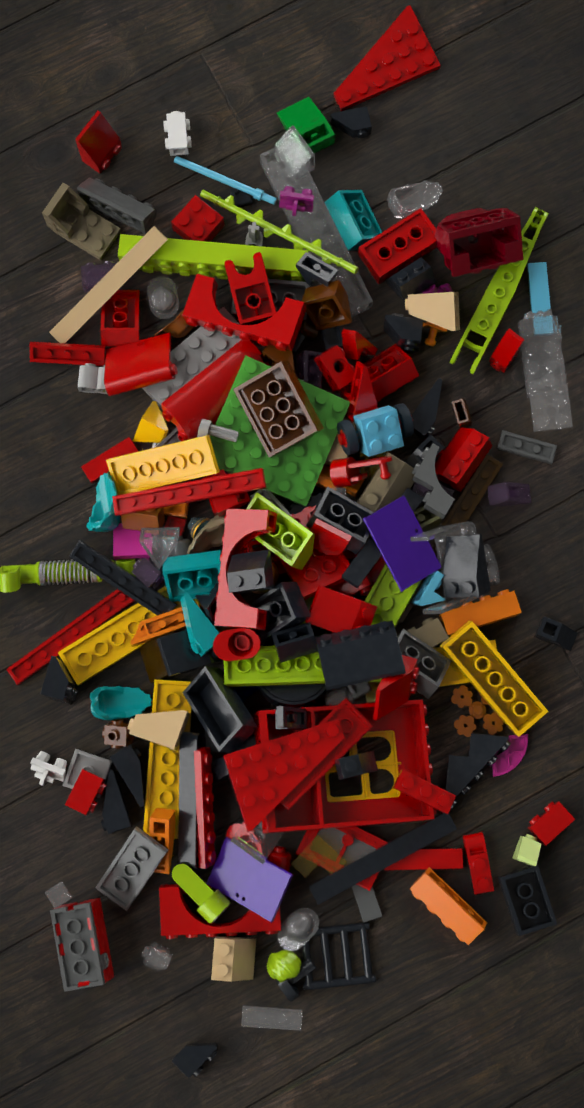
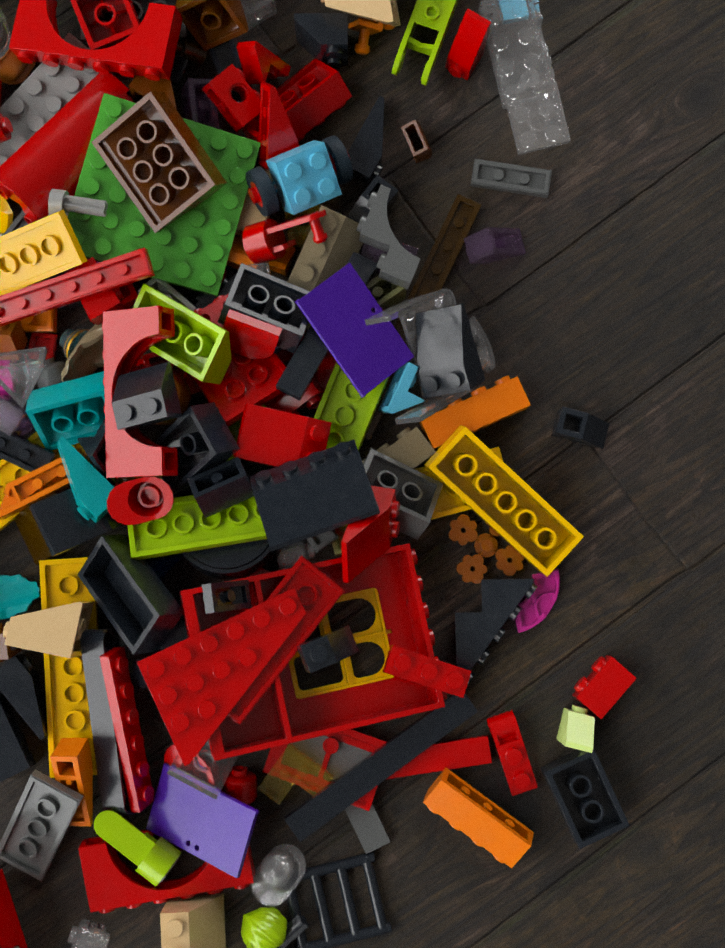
camera: 15 degrees left, 5 degrees up
(462, 457) = (425, 202): red slope -> none

